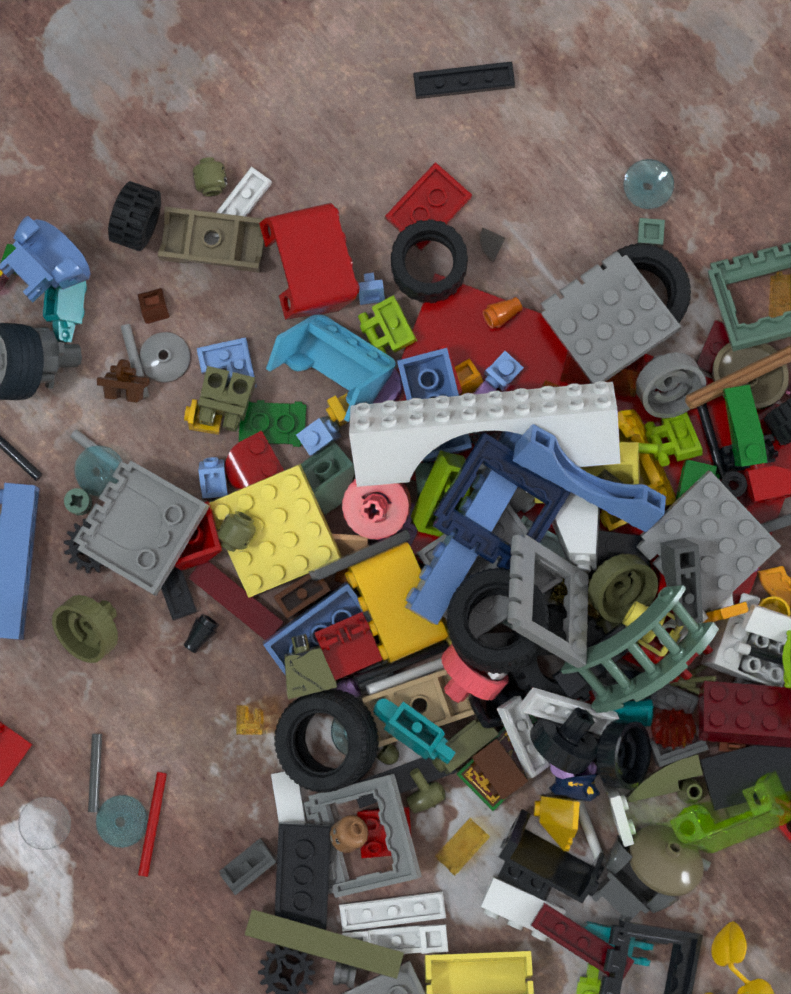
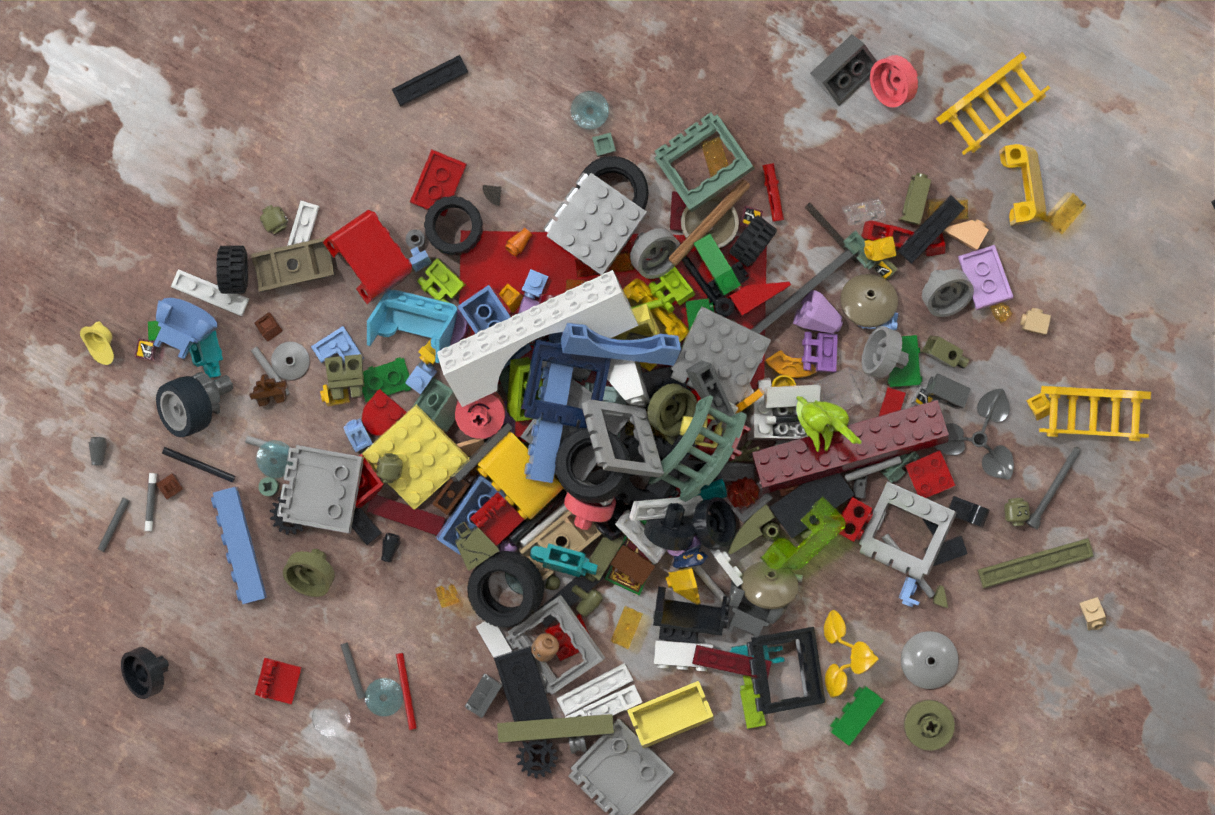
camera: 20 degrees left, 5 degrees up
(96, 238) = (209, 292): none -> white tile
(380, 269) = (419, 243): none -> flat silver plate

